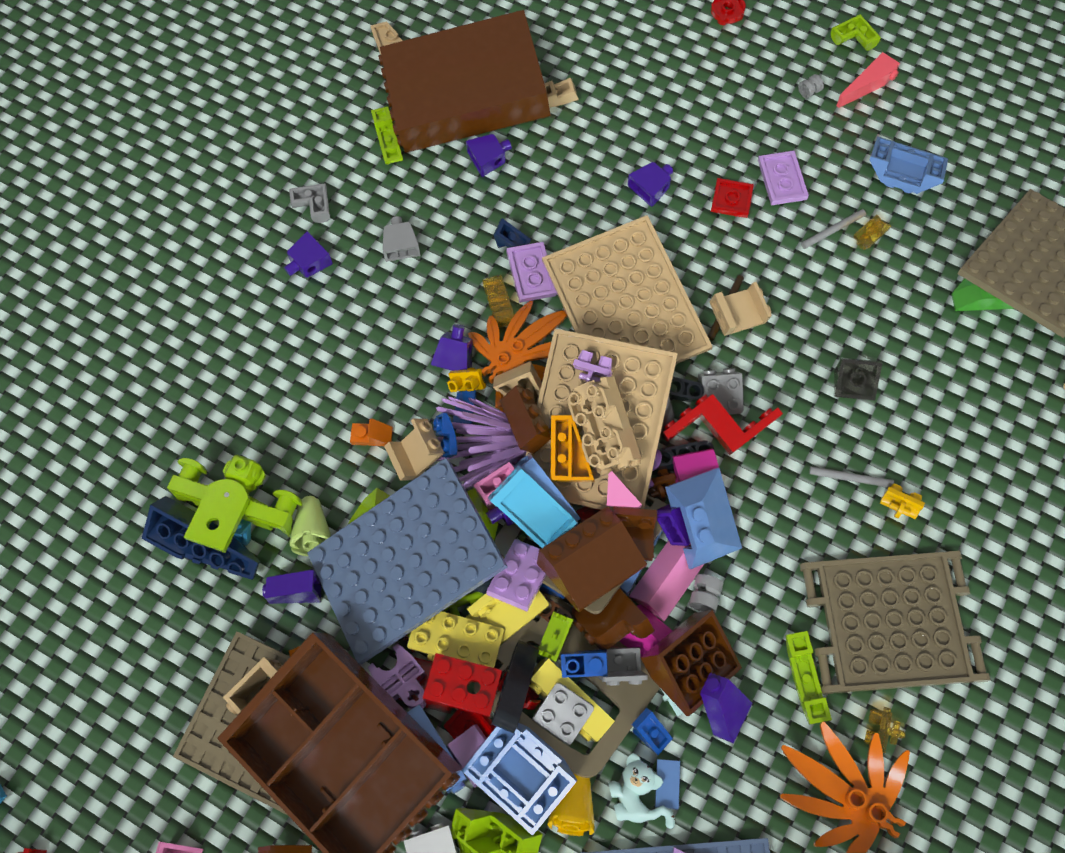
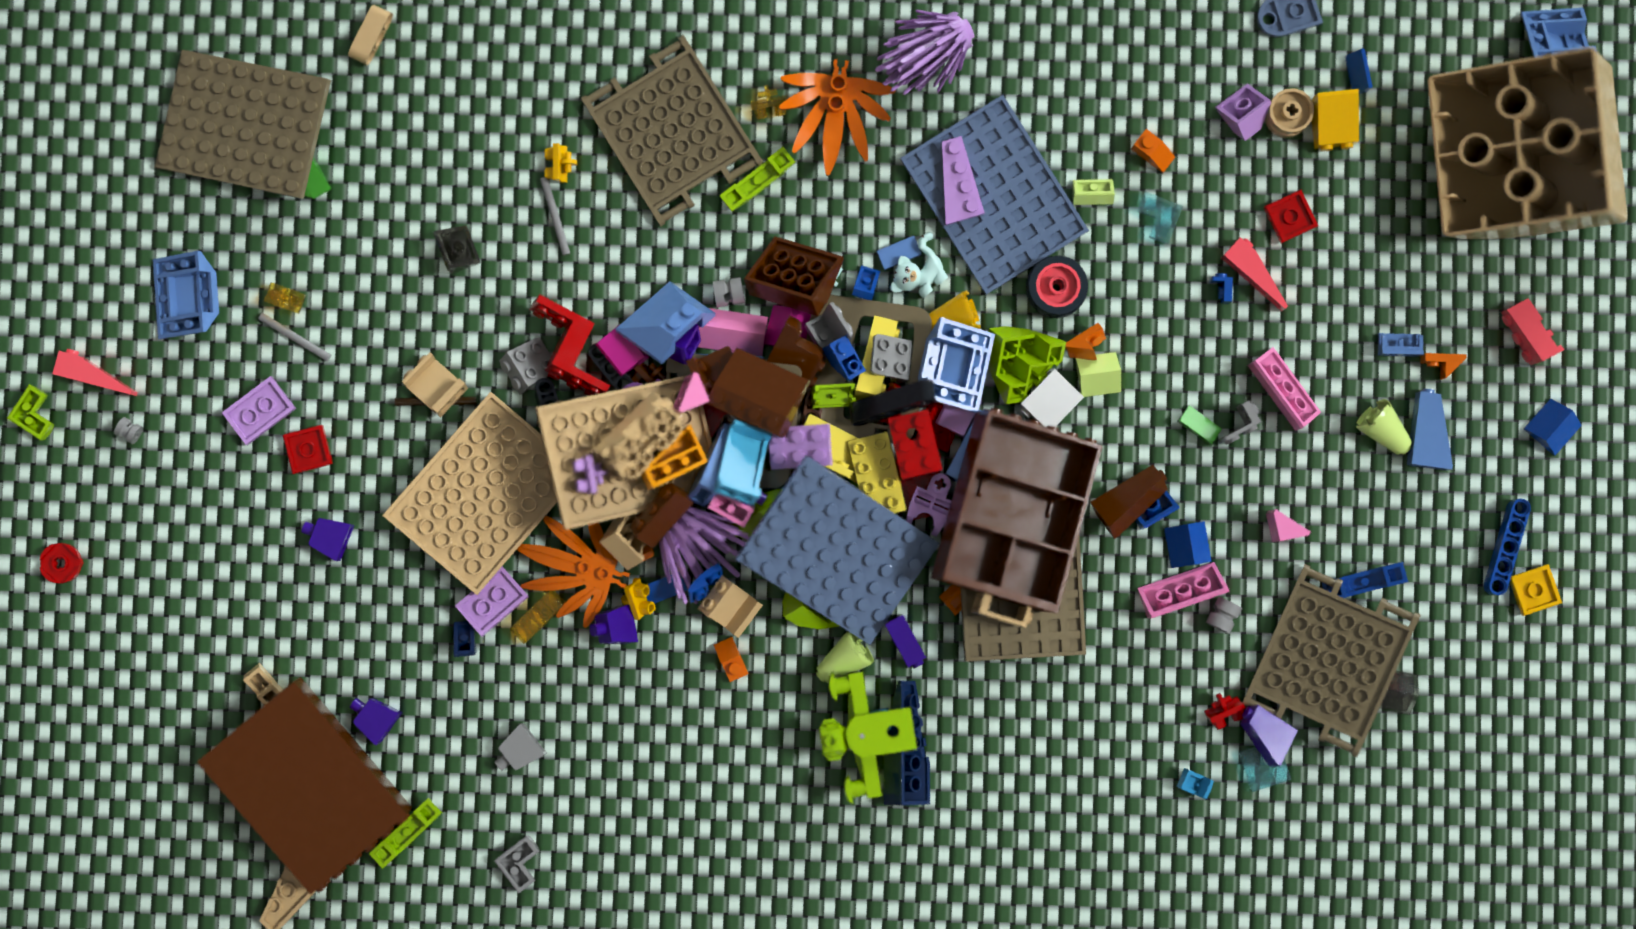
camera: 115 degrees left, 20 degrees up
(307, 257) = (583, 829): dark purple torso -> none
(724, 707) = (818, 233): dark purple slope -> none

